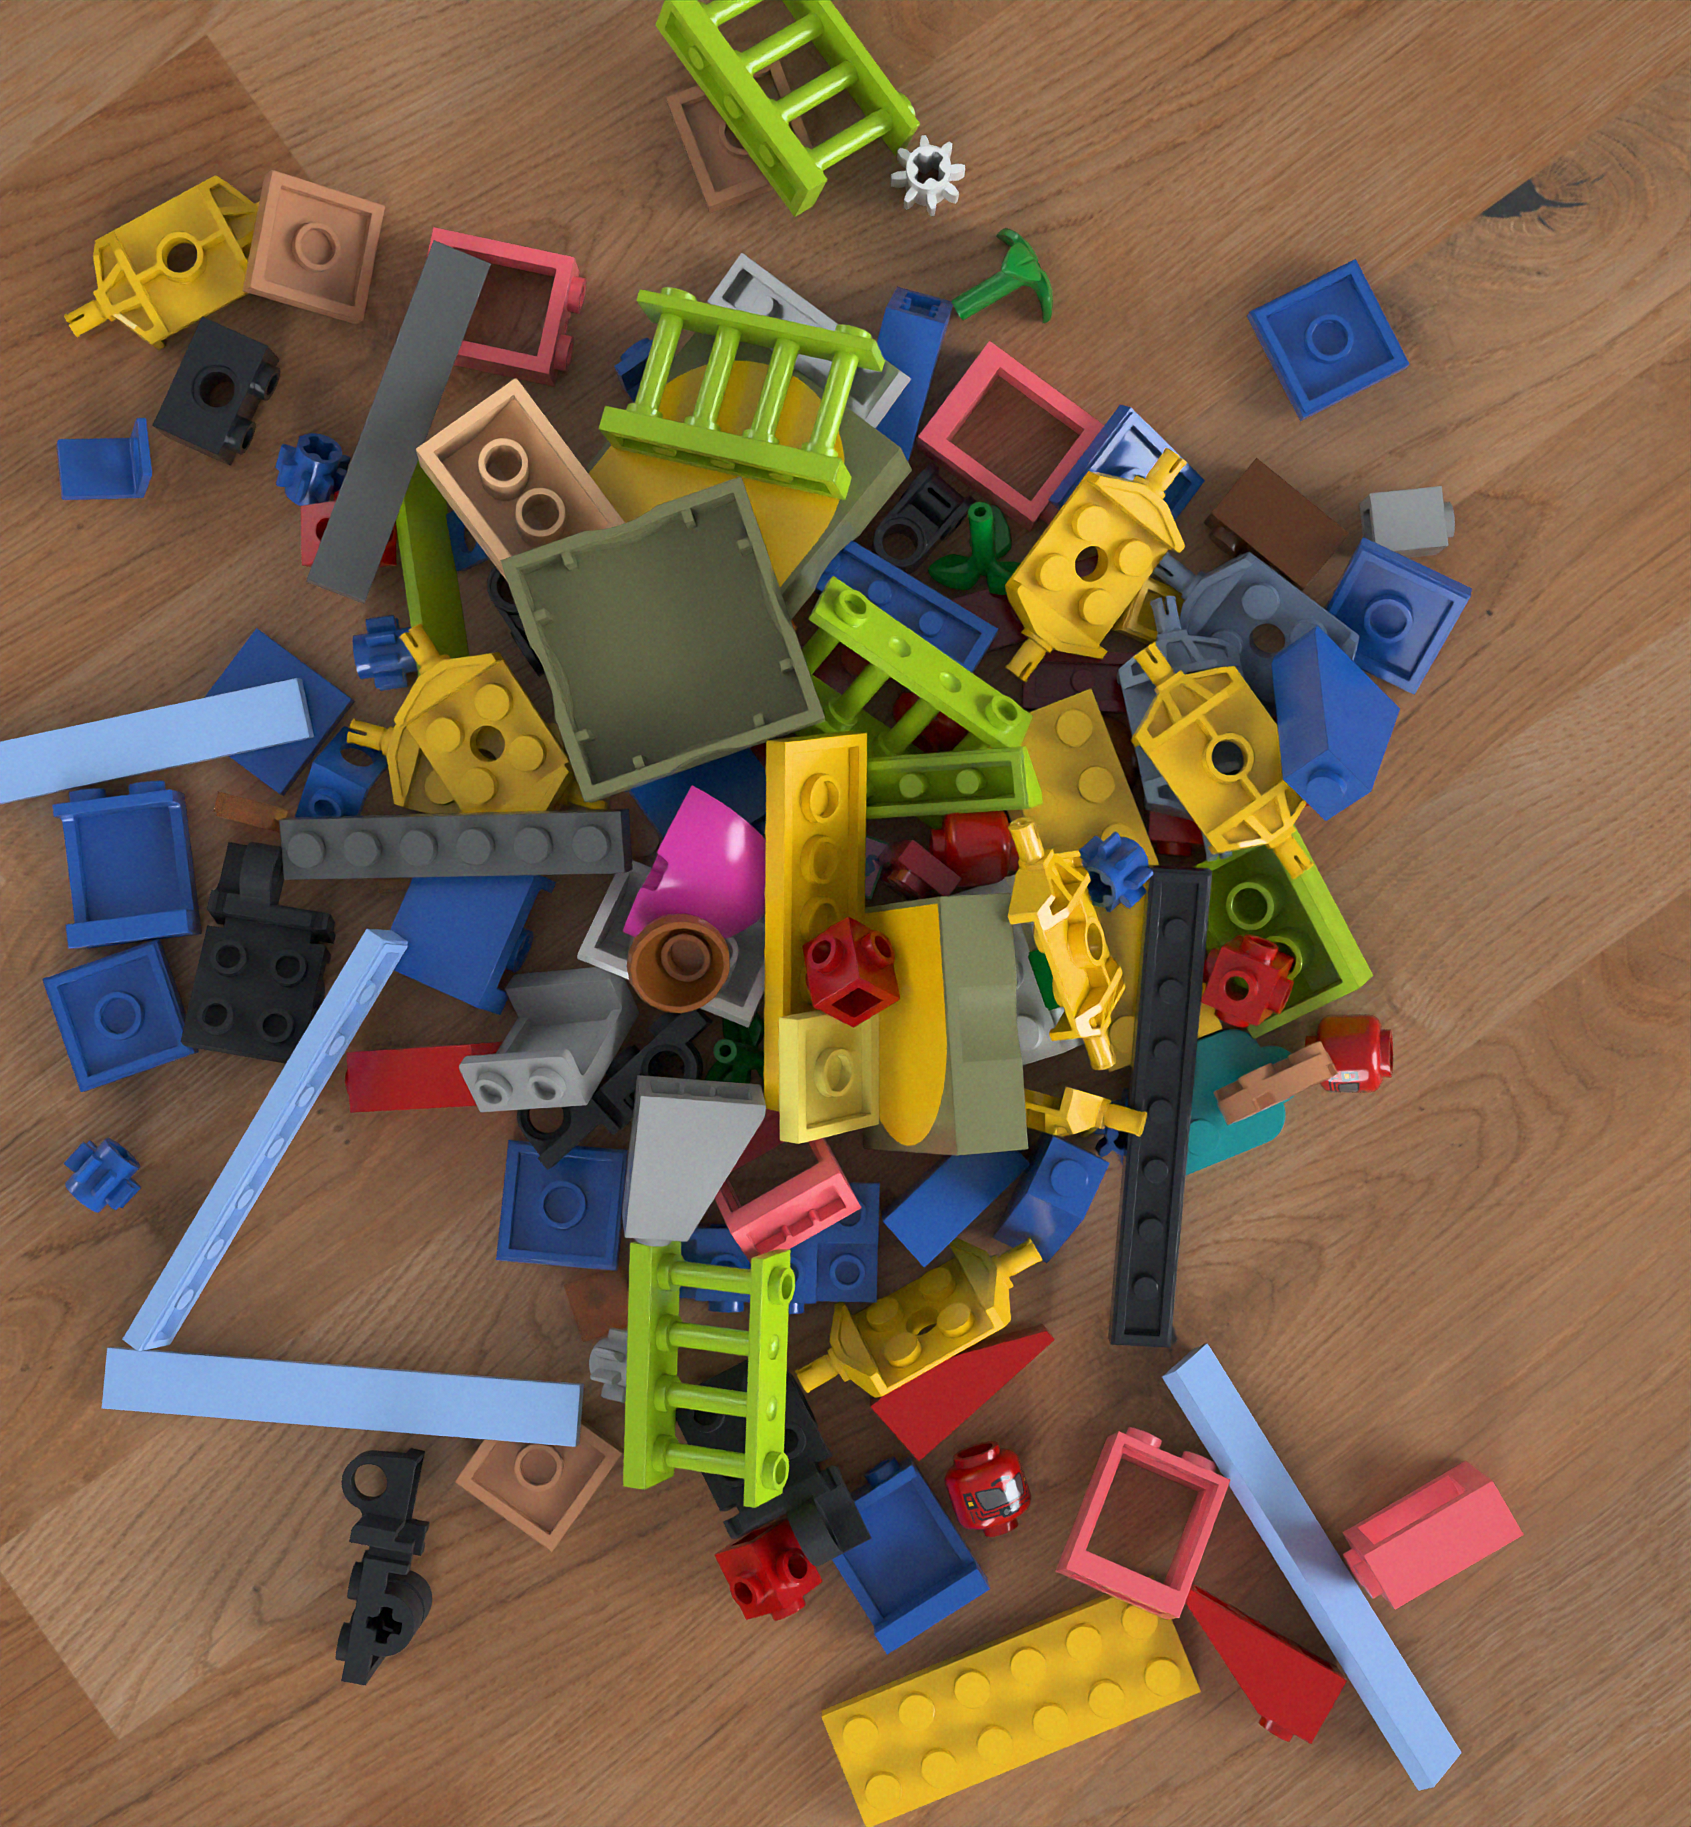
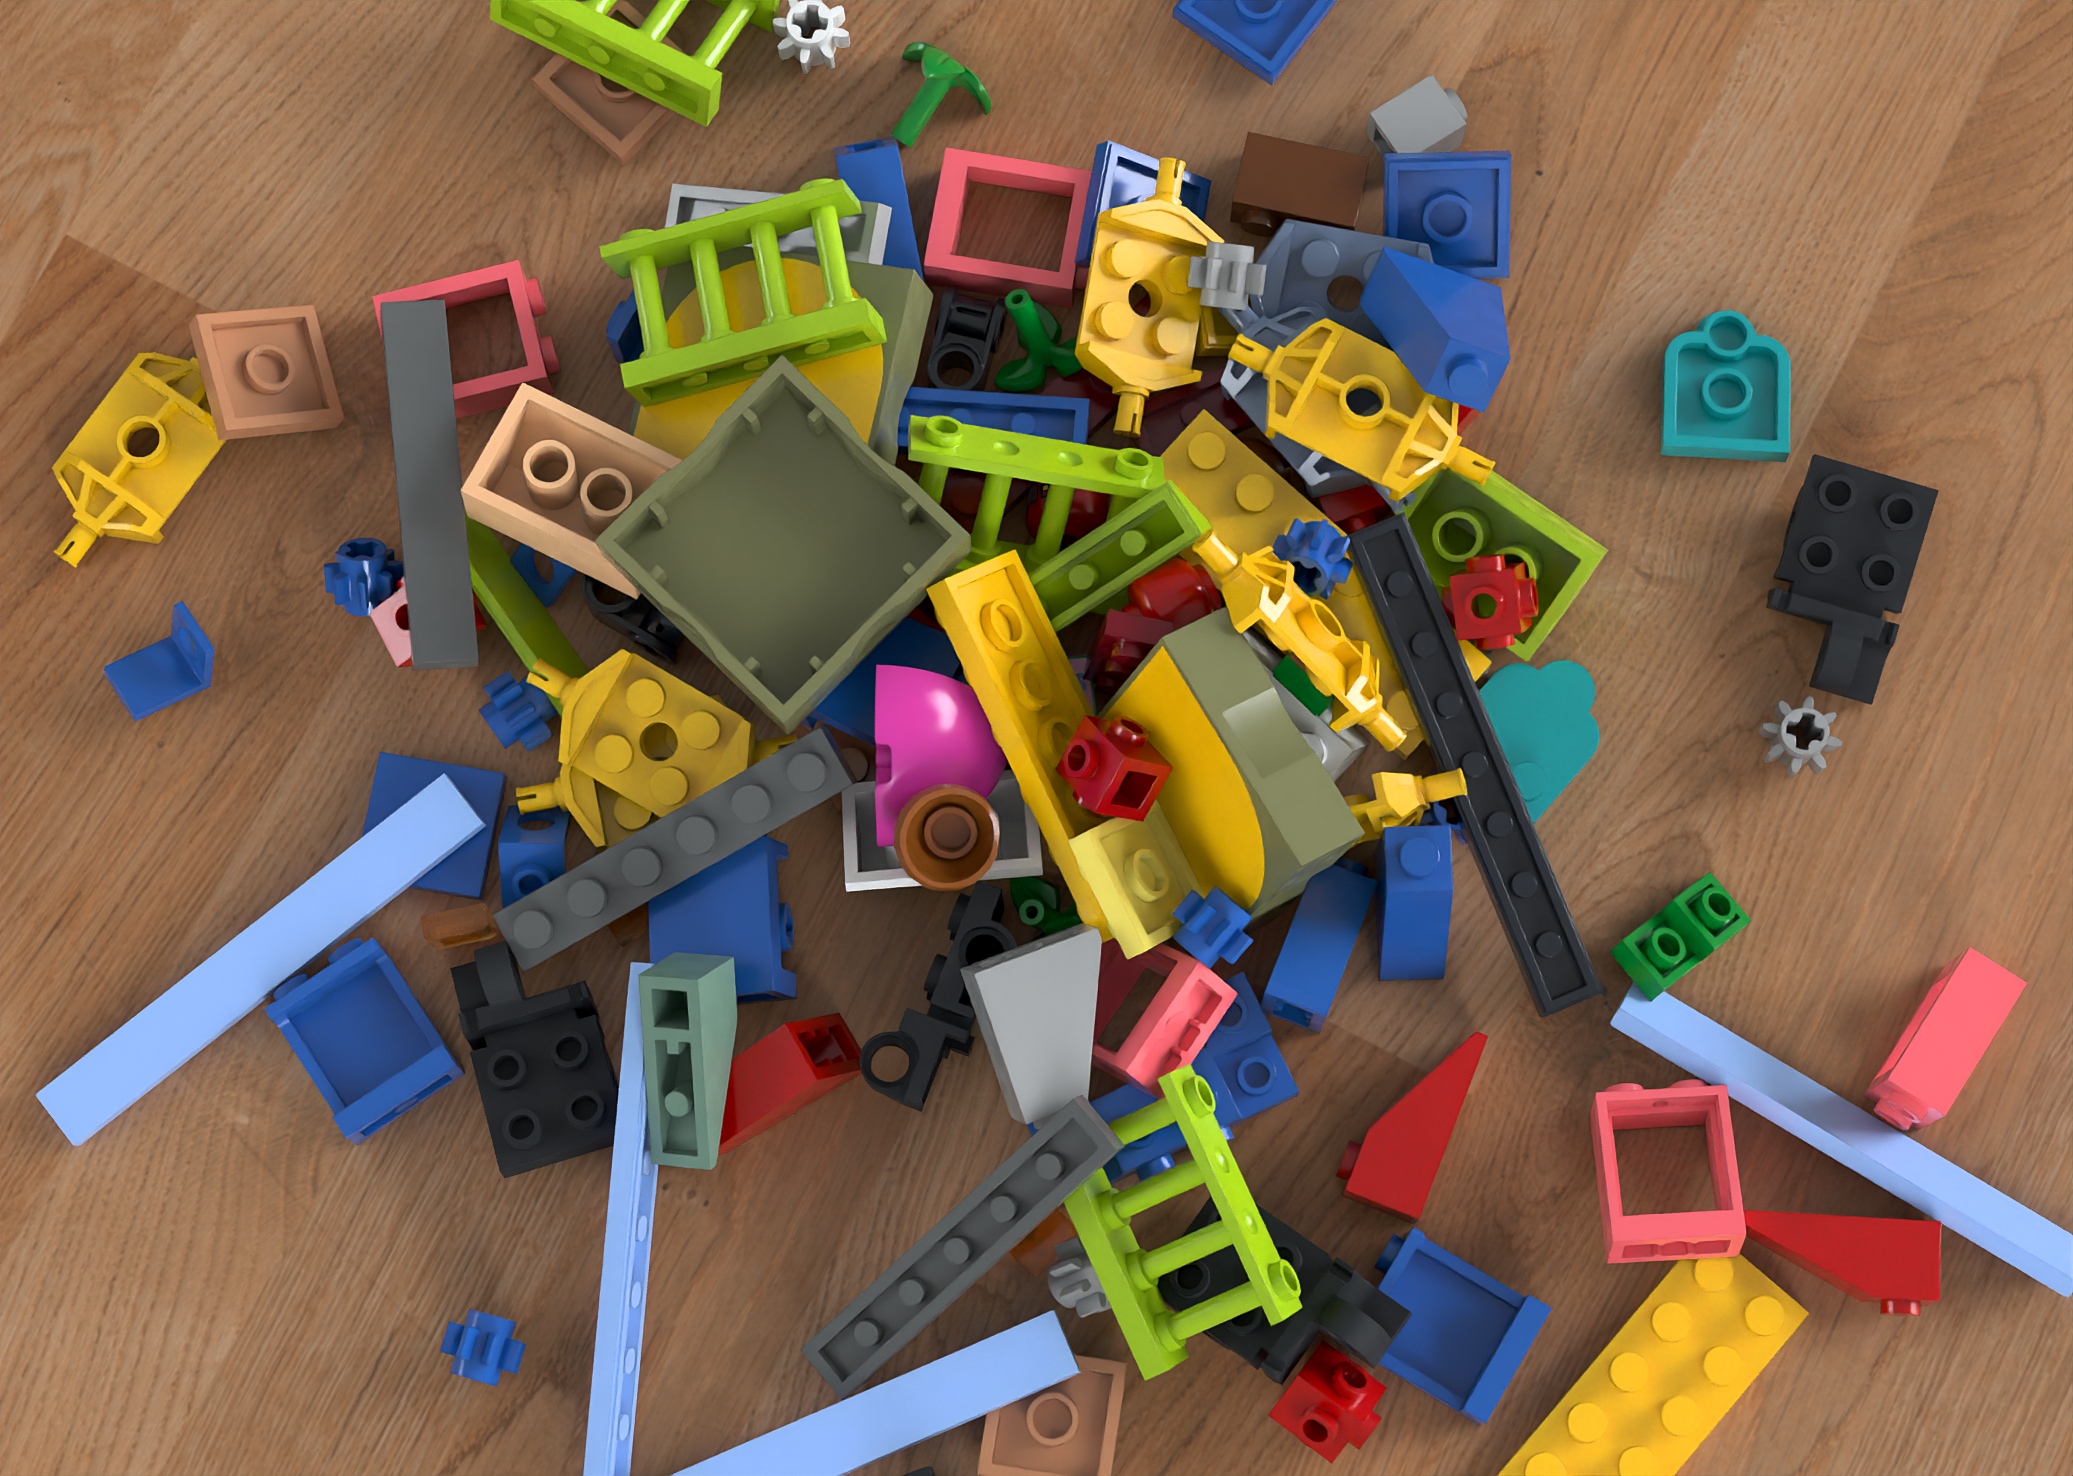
camera: 20 degrees left, 10 degrees down
(119, 1015) = (425, 1186): blue plate -> none
(213, 358) = (221, 517): black brick -> none
(379, 1026) = (687, 1055): none -> sand green slope
(531, 1301) = (962, 1246): none -> dark grey plate
(559, 1044) = (866, 984): light grey panel -> none
(563, 1212) = (944, 1150): blue plate -> none
(866, 1147) = (1212, 927): none -> blue gear
(882, 1342) = (1353, 1084): yellow plate -> none
(987, 1488) = (1499, 1217): red head -> none
(1170, 581) = (1226, 275): none -> light grey gear
(1260, 1330) = (1680, 936): none -> green slope
(1274, 1083) = (1564, 690): nougat plate -> none
(1358, 1051) = (1625, 632): red head -> none
(1464, 1211) = (1815, 730): none -> light grey gear
(1545, 888) = (1725, 393): none -> teal plate
(1569, 1088) = (1847, 562): none -> black plate

